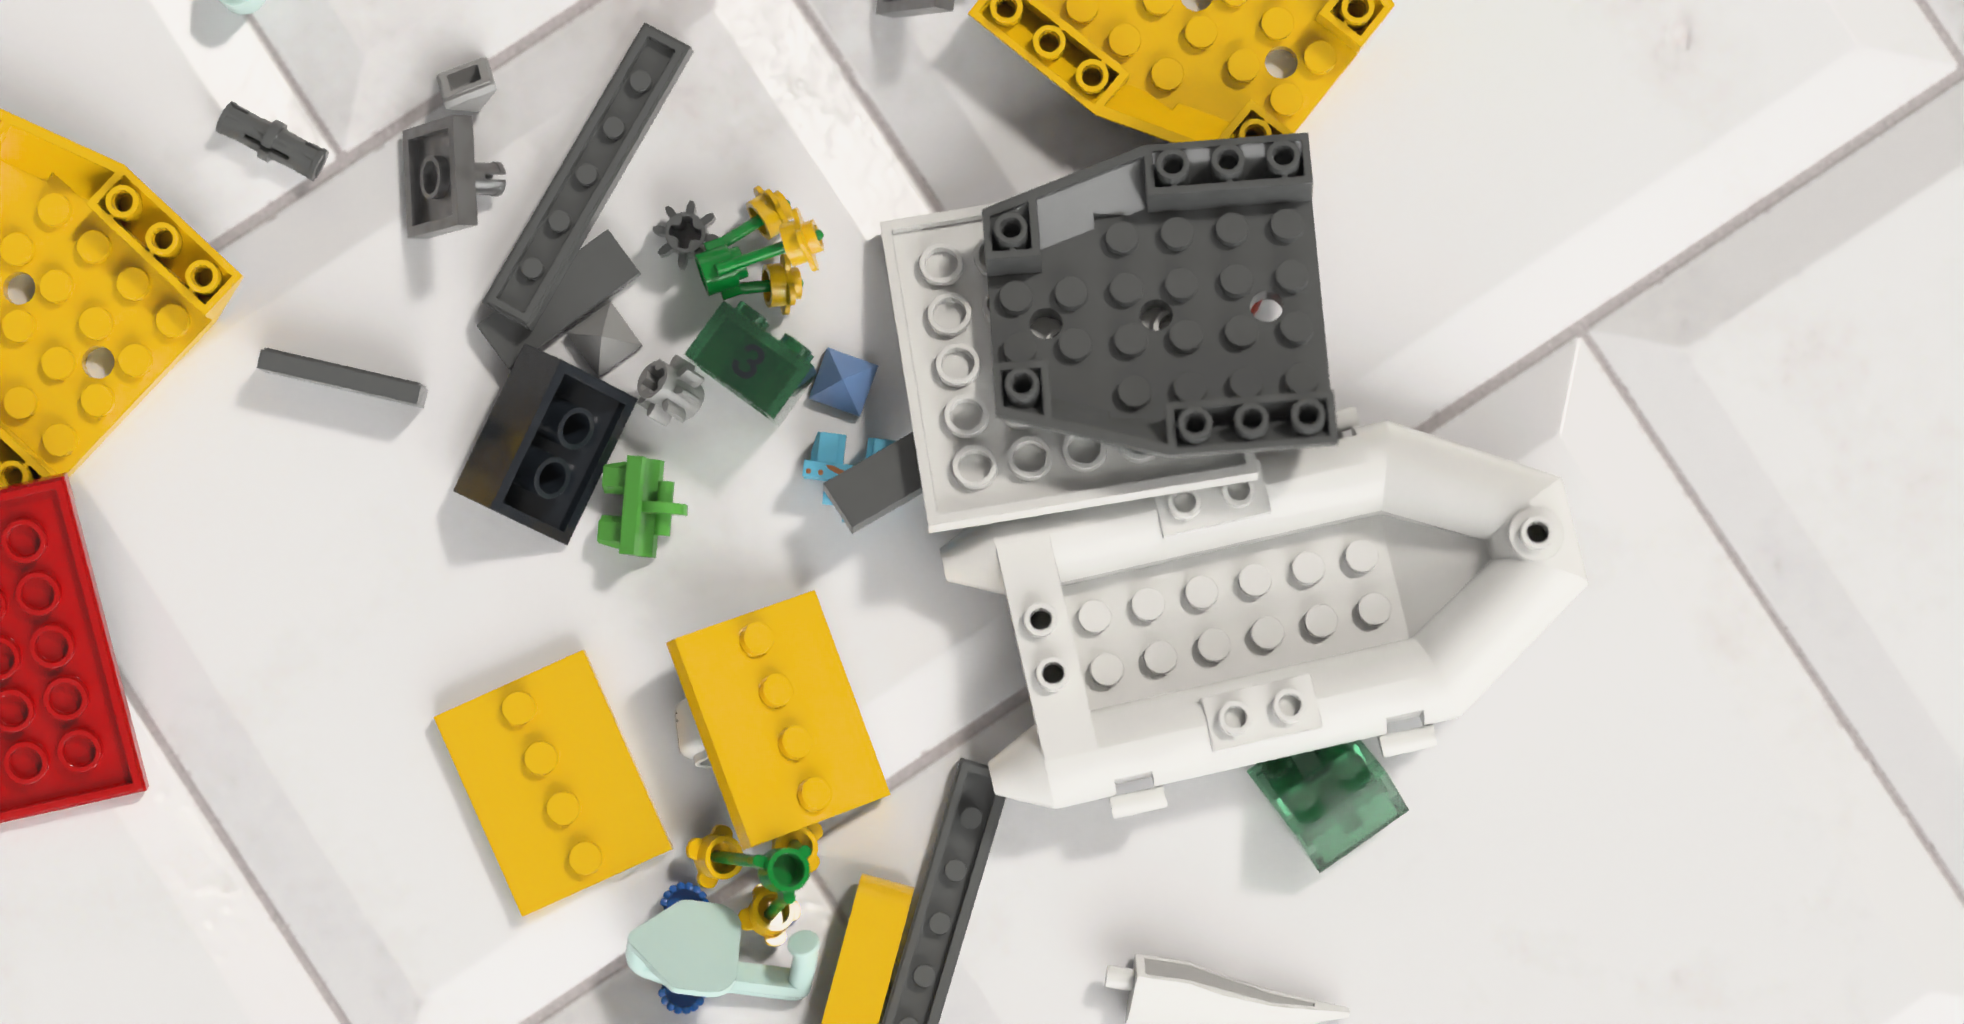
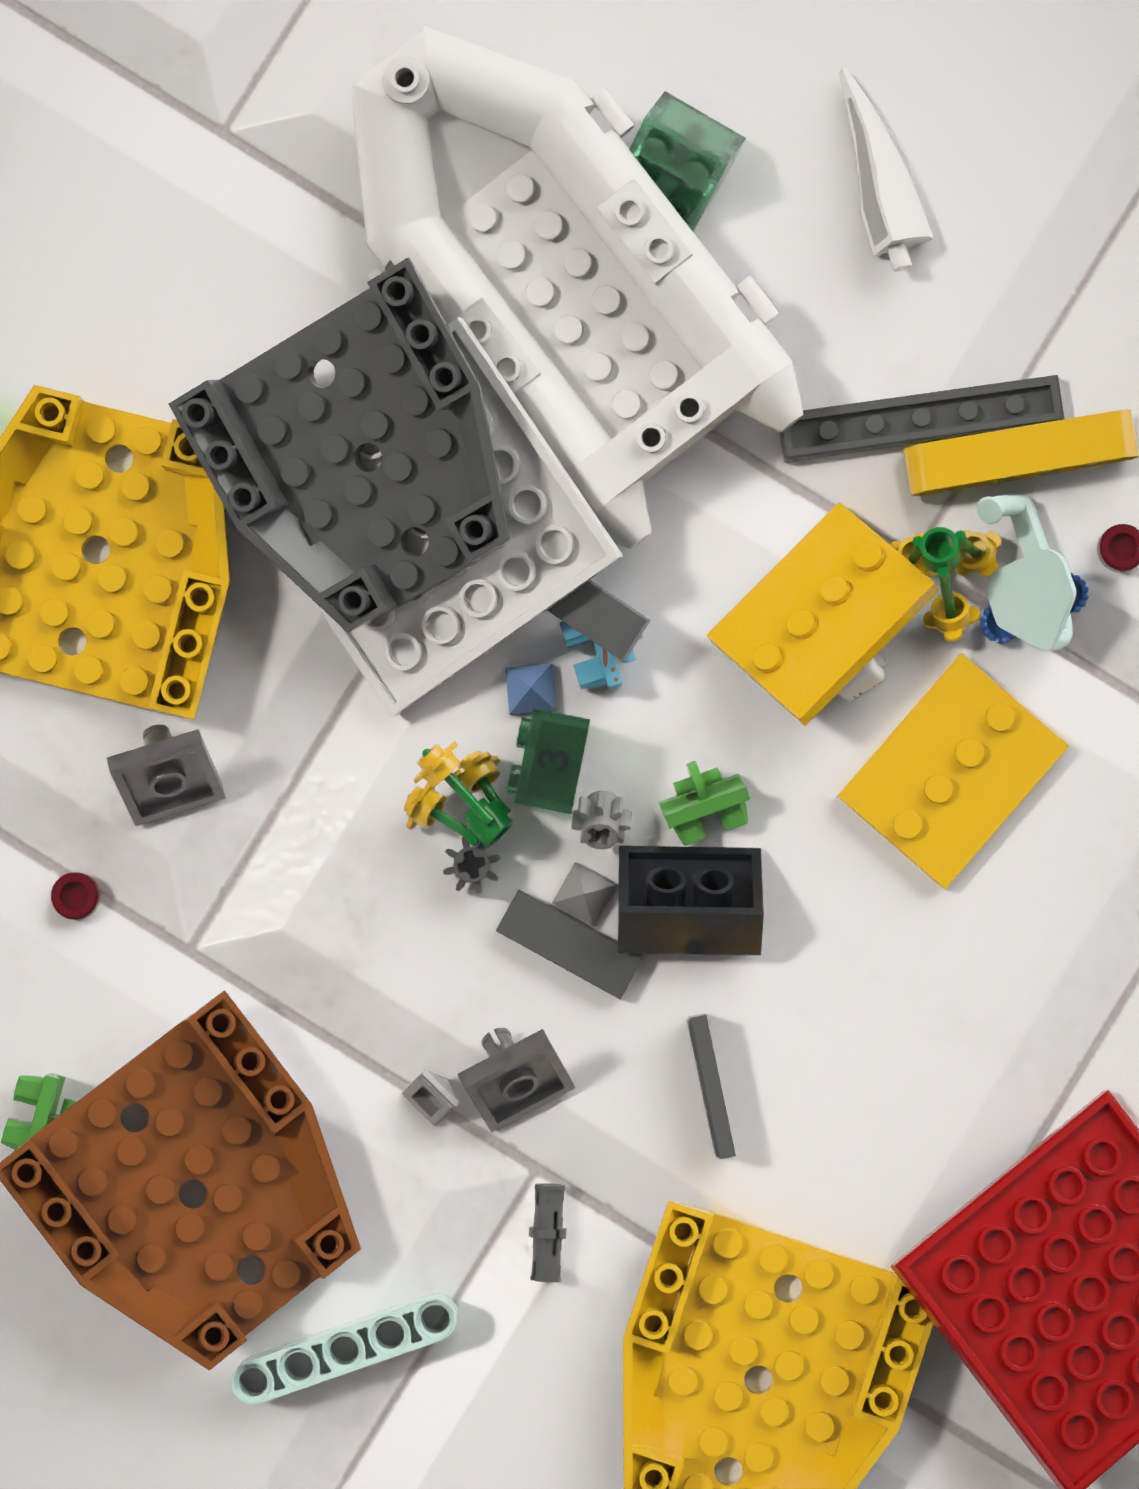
camera: 115 degrees left, 0 degrees up
(588, 176) = (461, 965): dark grey tile -> none

